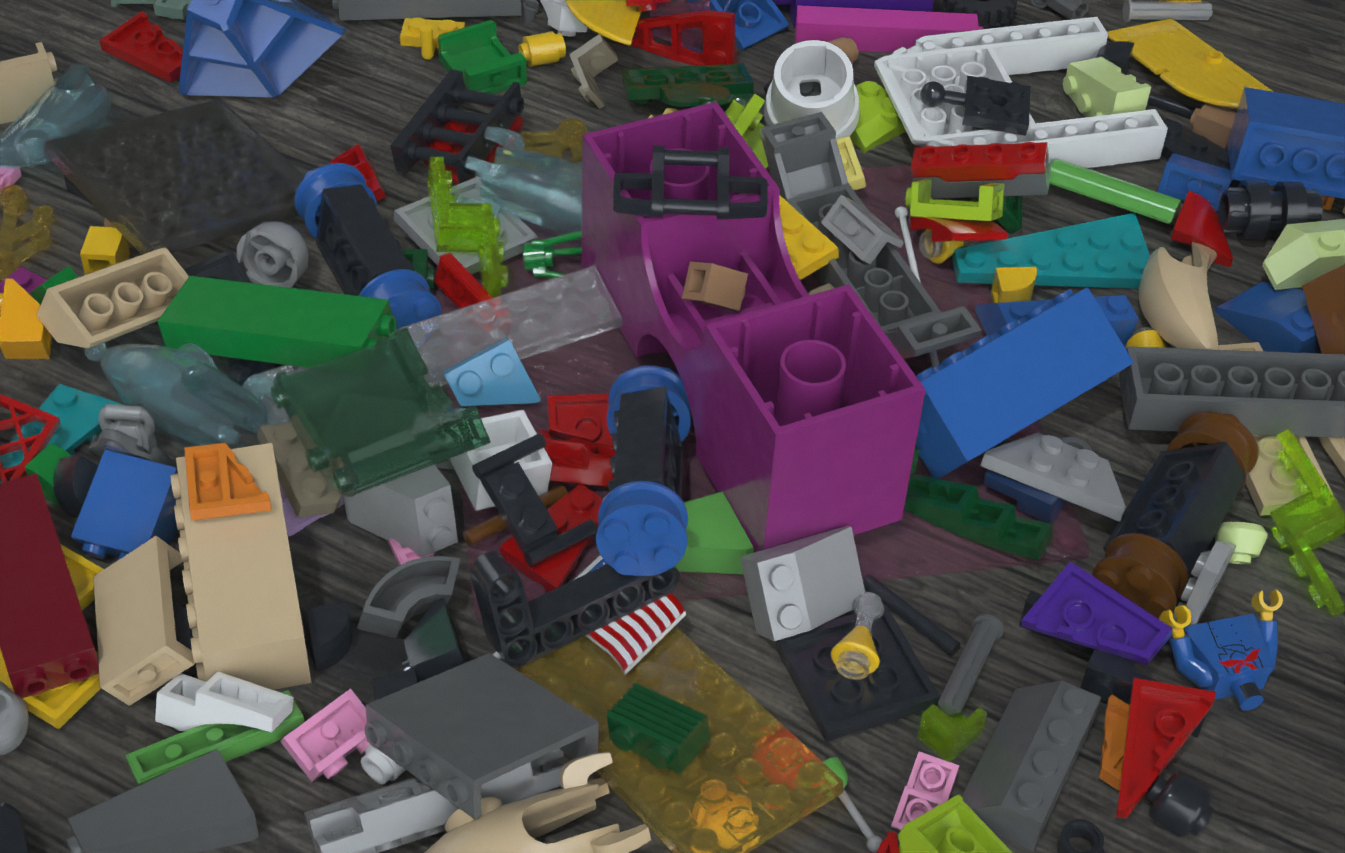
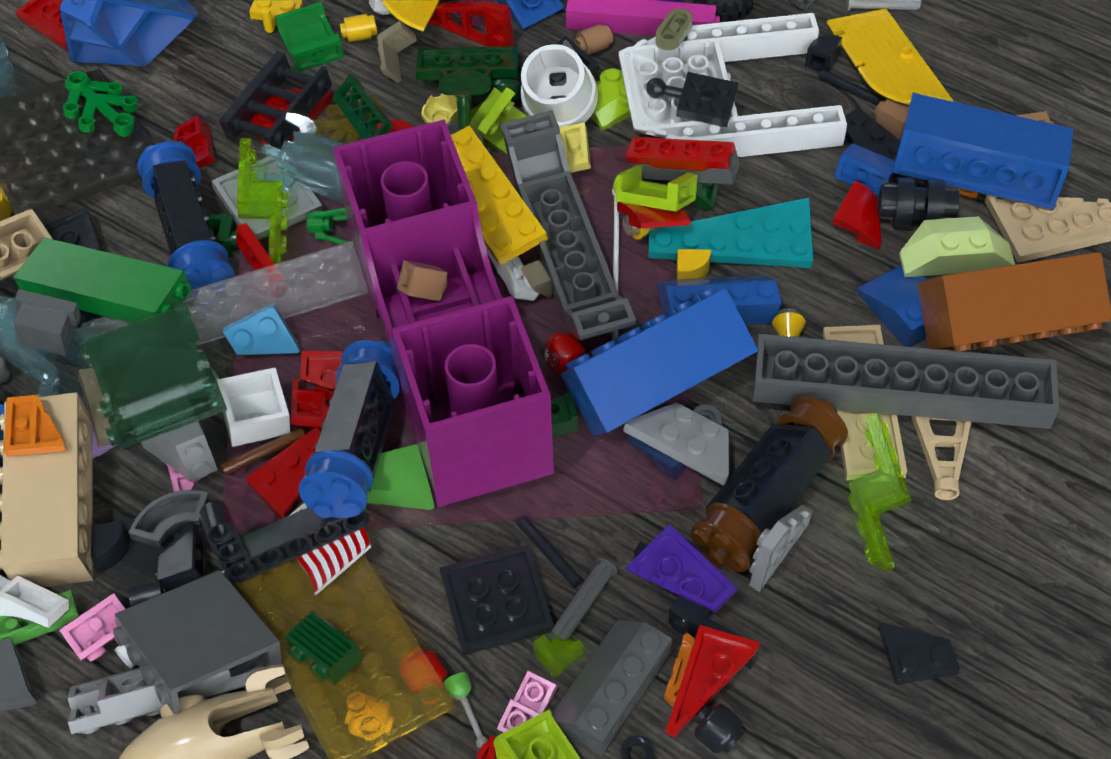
camera: 10 degrees right, 10 degrees up
(200, 112) = (79, 84): none -> green plant
(219, 361) = (45, 322): none -> dark grey plate
(273, 254) = (117, 215): light grey cylinder -> none
(522, 506) = (259, 449): black plate -> none
(555, 122) = (357, 112): none -> dark green fence
(724, 184) = (377, 198): black bar -> none
(802, 583) = (467, 525): light grey slope -> none
(856, 653) = (494, 586): clear piece -> none
(859, 229) = (567, 216): light grey panel -> none
(938, 34) = (673, 29): none -> olive plate
(984, 521) = (612, 472): dark green slope -> none
(1102, 89) = (805, 82): yellowish green wedge -> none
(1114, 191) = (793, 178): bright green brick -> none
(1177, 298) = (817, 285): tan piece -> none
(1229, 653) = (786, 603): blue torso -> none
(1246, 536) = (822, 503): yellowish green cone -> none

